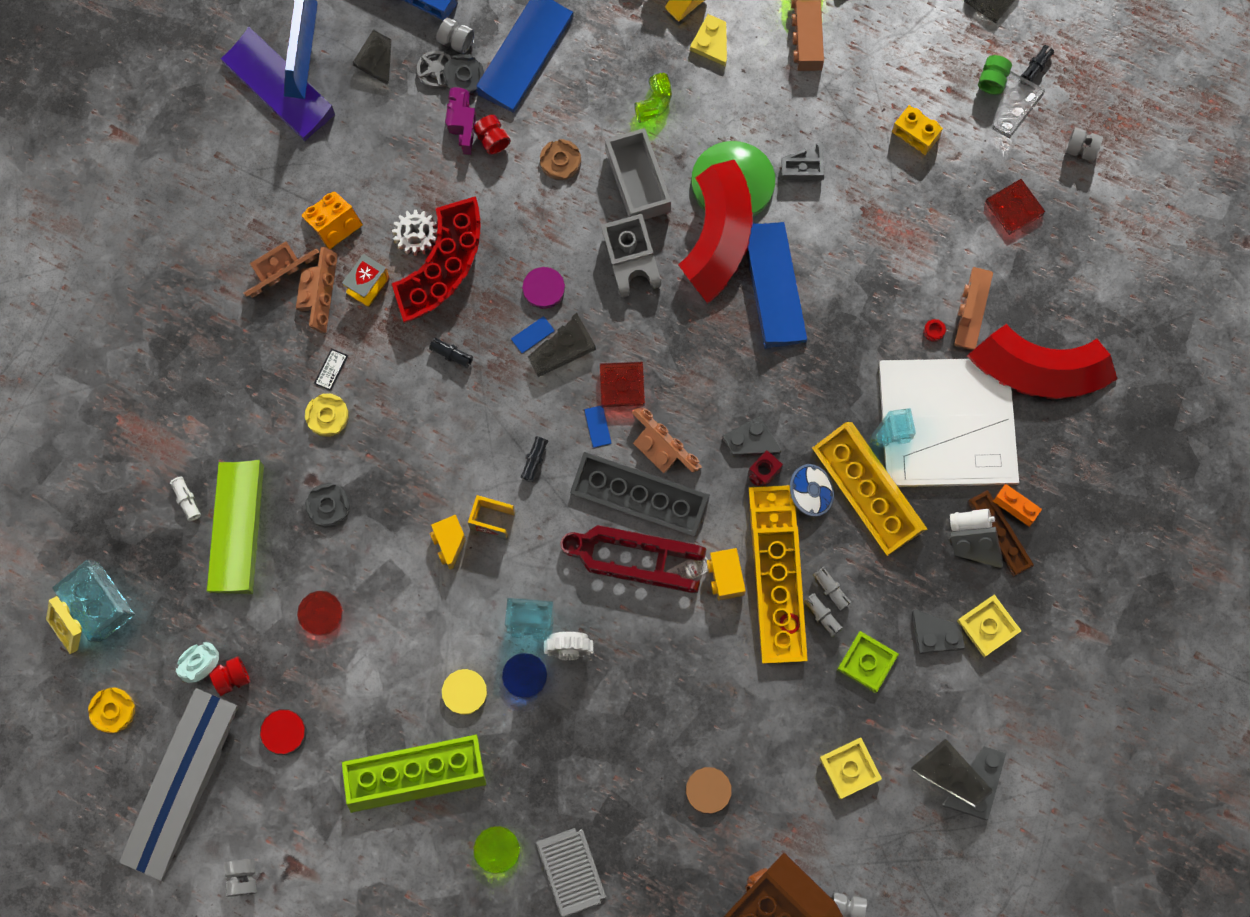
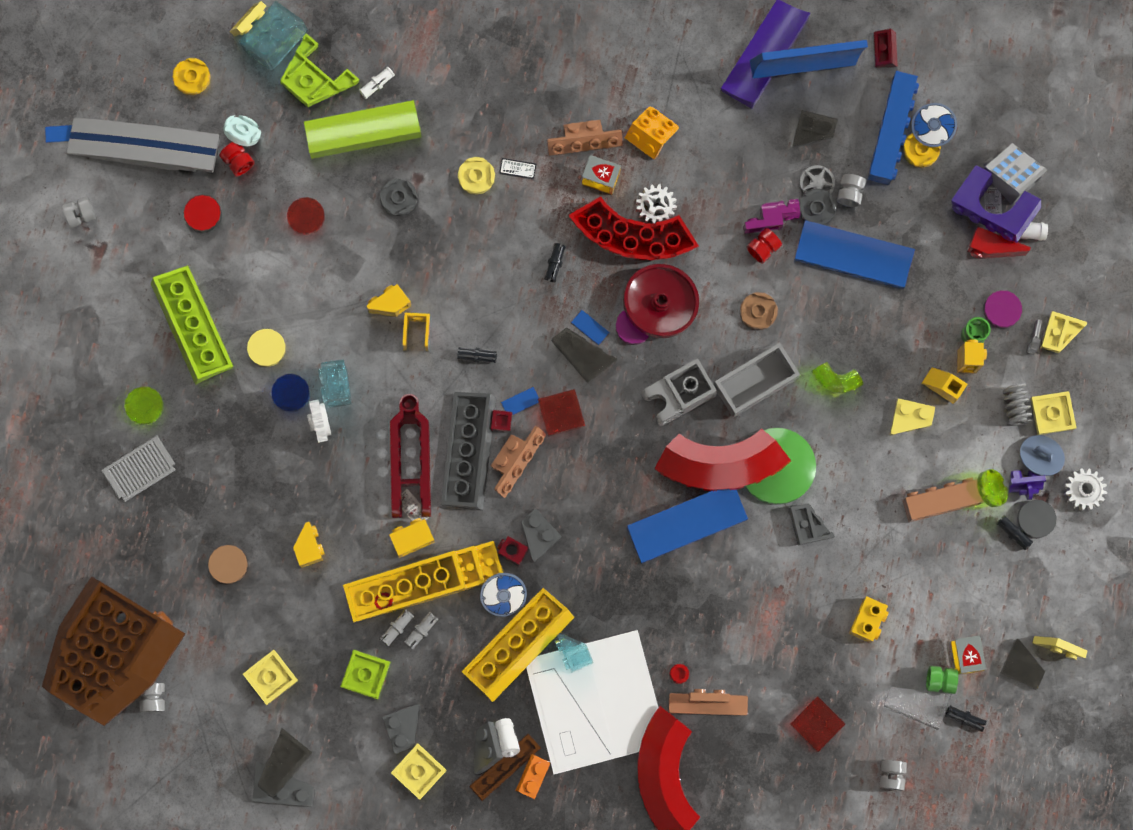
camera: 70 degrees right, 5 degrees up
(133, 886) = (58, 133): none -> blue sticker
(160, 574) = (308, 81): none -> lime wing
(276, 263) = (597, 97): nougat bracket -> none
(525, 250) = (661, 300): none -> dark red dish
(615, 449) = (501, 421): none -> dark red plate
(710, 694) = (307, 548): none -> yellow slope
(974, 44) = (968, 655): none -> piece

